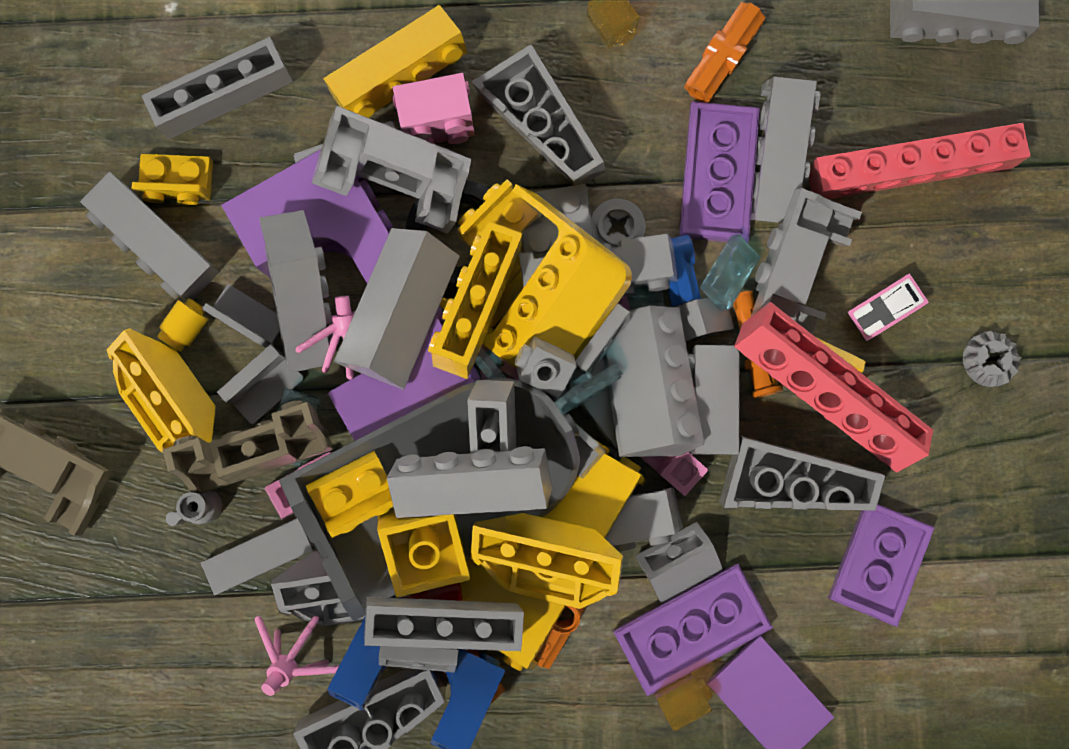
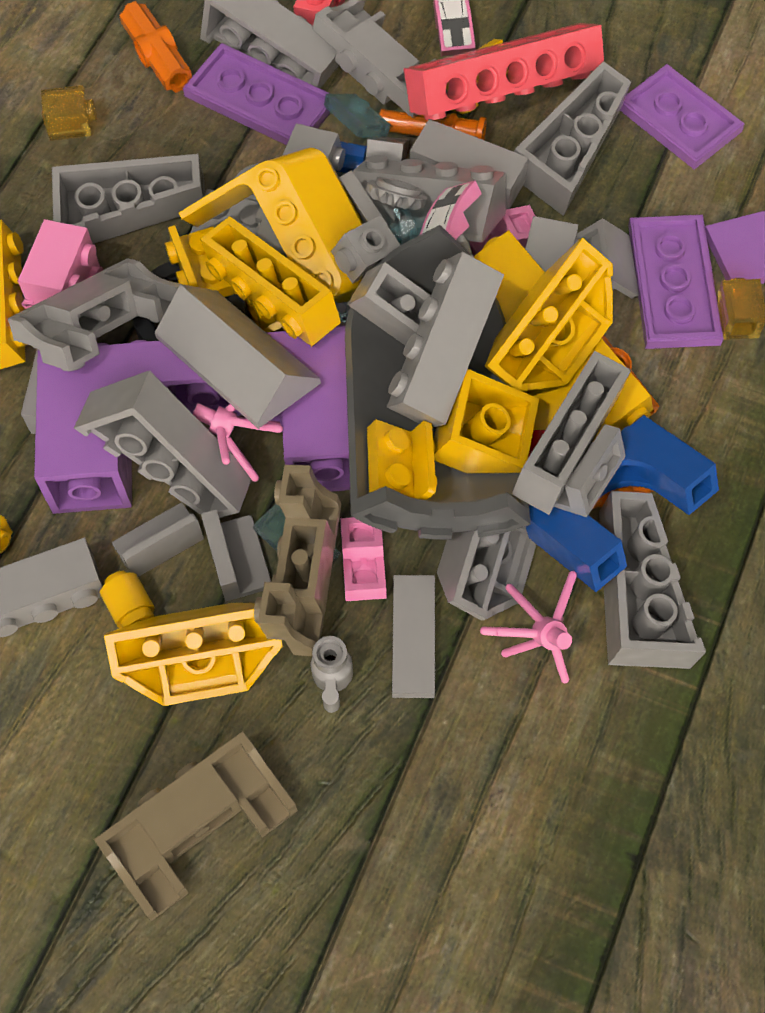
camera: 60 degrees left, 20 degrees down
(606, 420) = (449, 209): none -> slope
(633, 362) = (396, 193): none -> light grey gear

